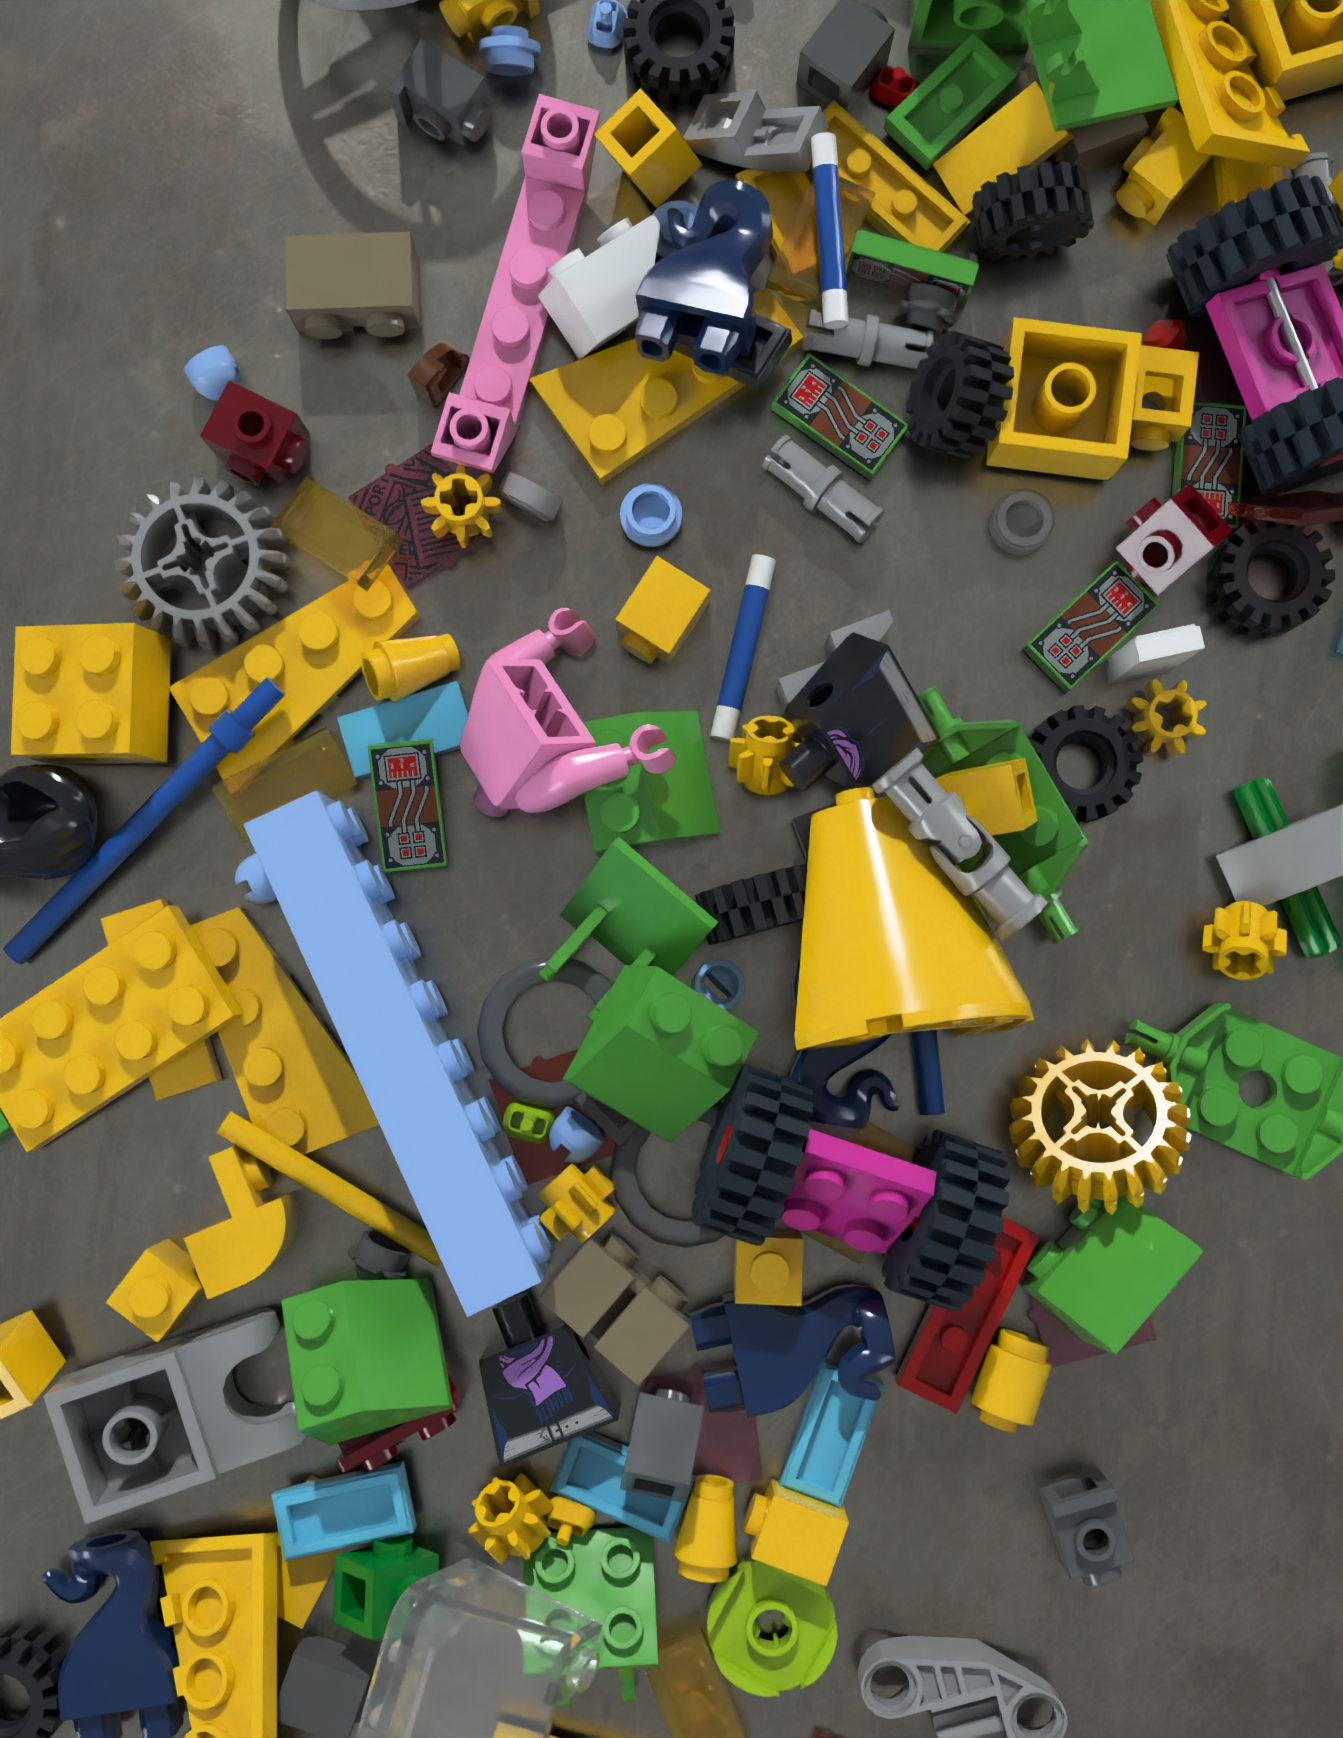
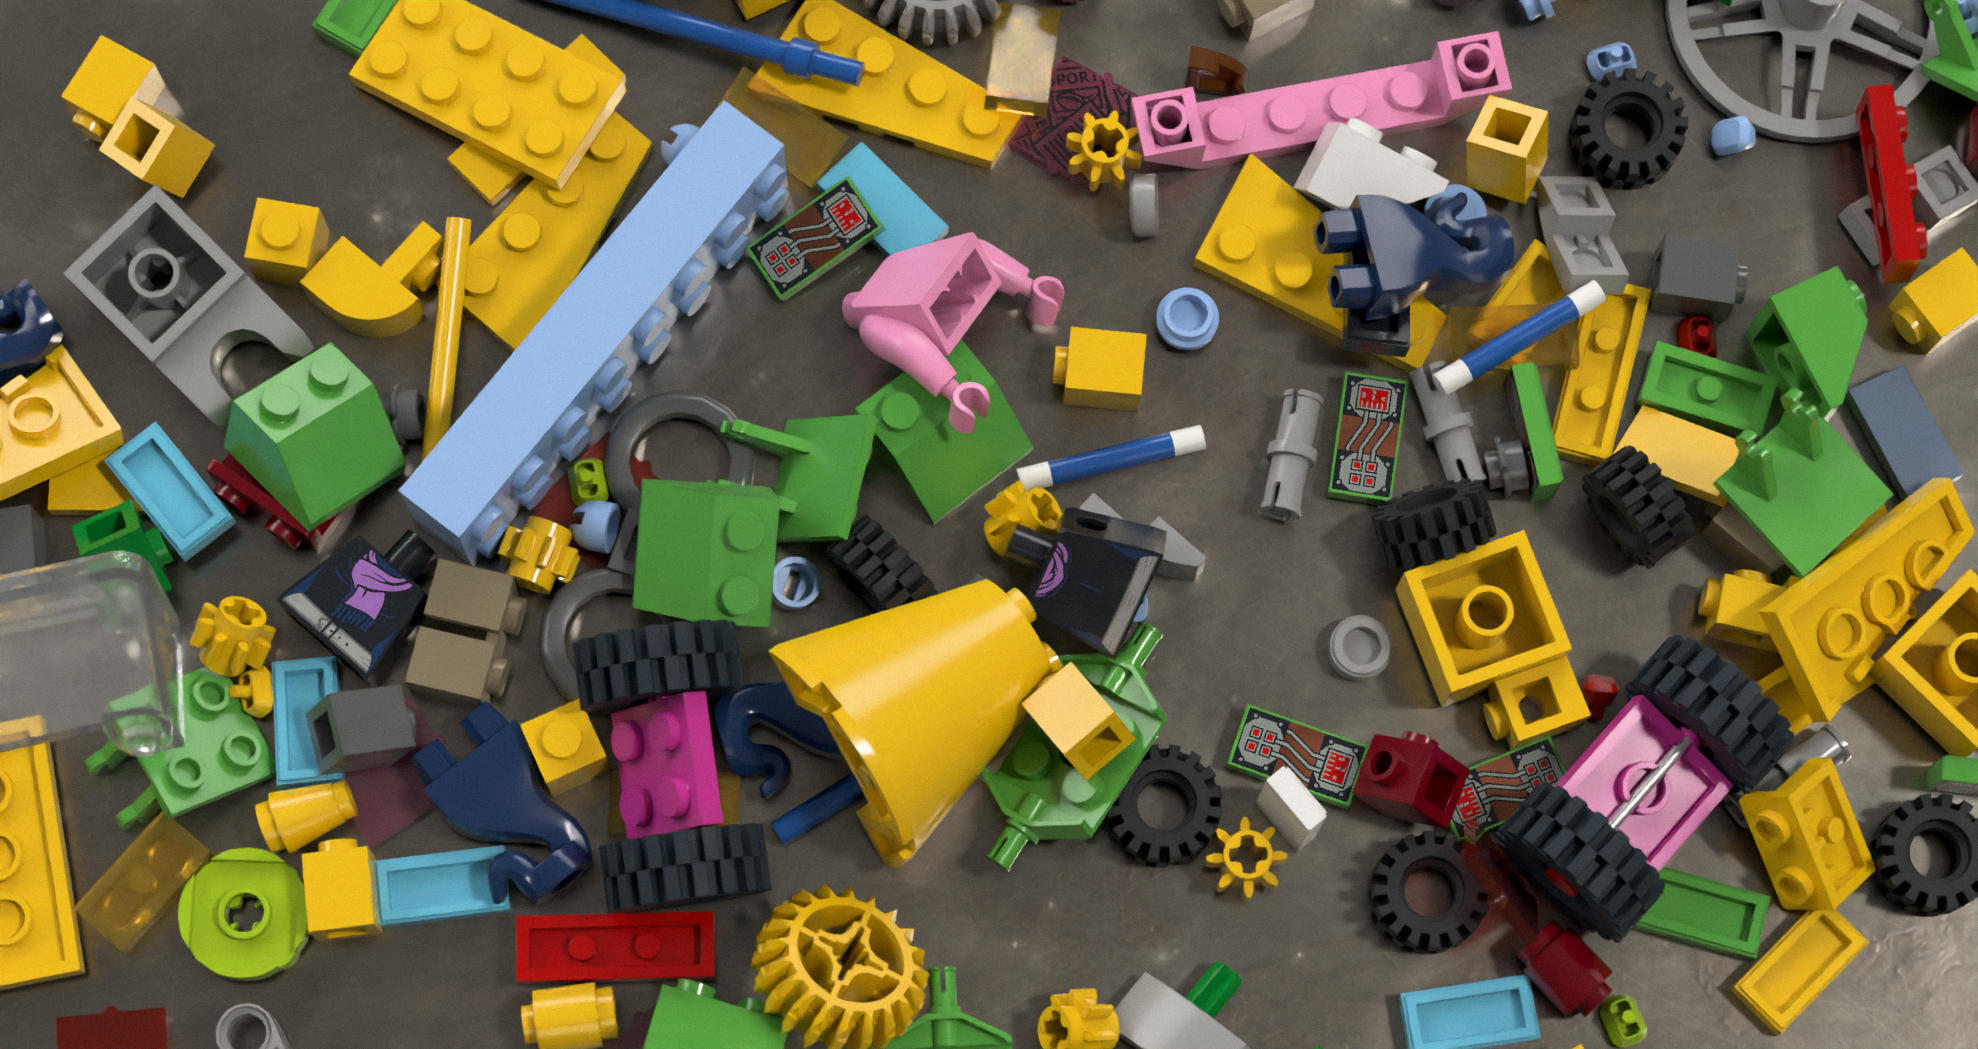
camera: 55 degrees right, 10 degrees down
(408, 664) = (939, 177): yellow cone -> none
(955, 836) = (1031, 680): light grey piece -> none

